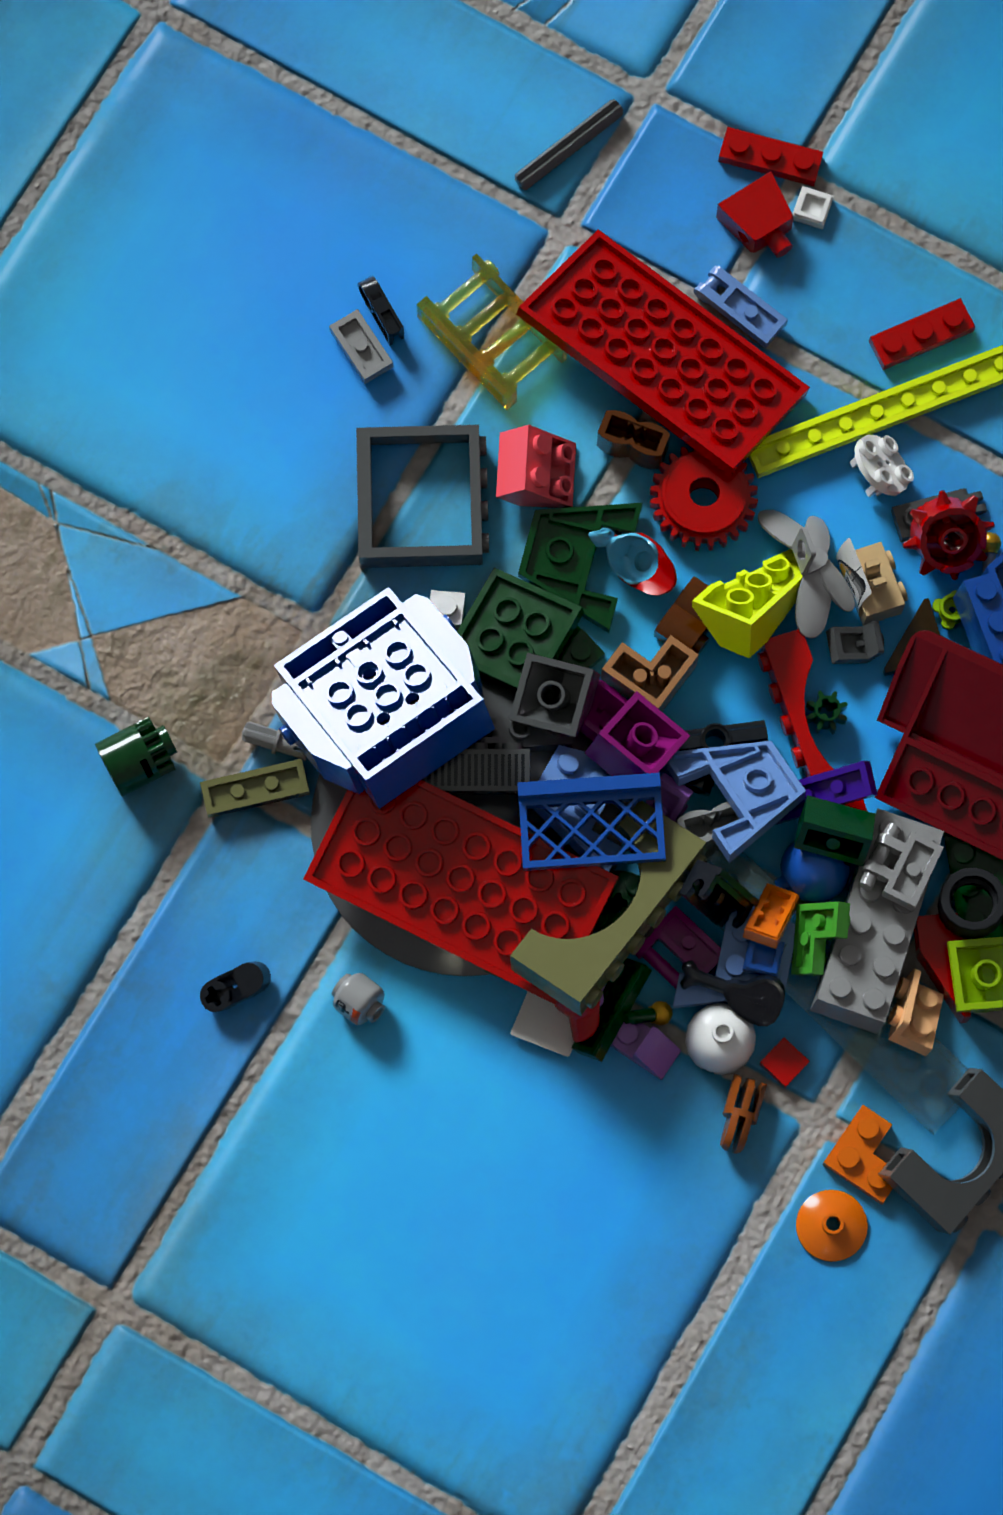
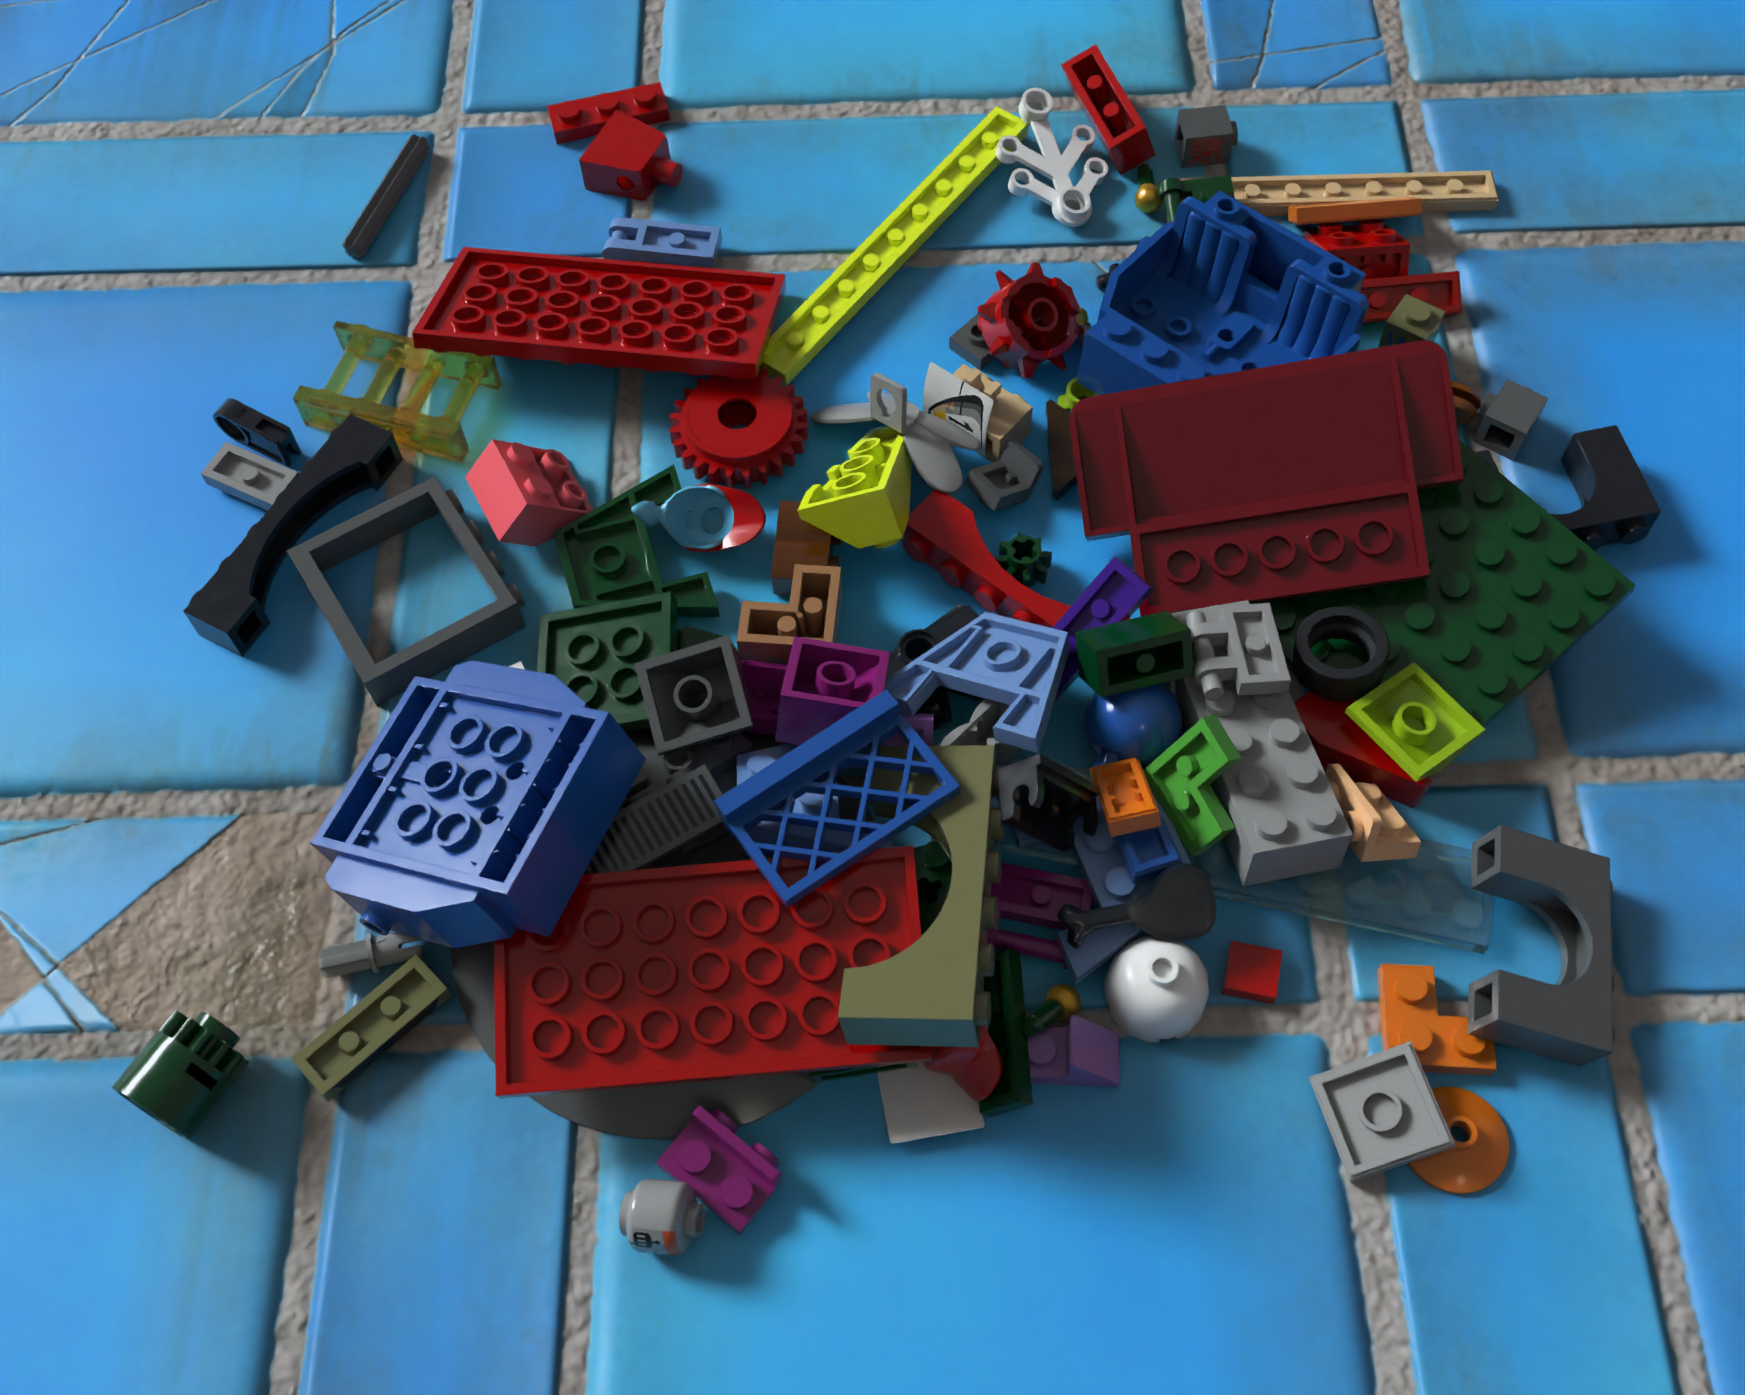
camera: 30 degrees left, 15 degrees down
(249, 977) = (460, 1325): black piece -> none
(406, 992) = (722, 1168): none -> magenta bracket
(432, 373) = (234, 599): none -> black arch
(640, 441) = (623, 407): reddish brown brick -> none
(740, 1113) = (1247, 1064): dark orange arm -> none
(797, 1185) = (1381, 1112): none -> light grey plate
(812, 207) = (682, 132): white tile -> none
(881, 465) = (903, 294): white plate -> none
(922, 334) = (867, 182): red plate -> none

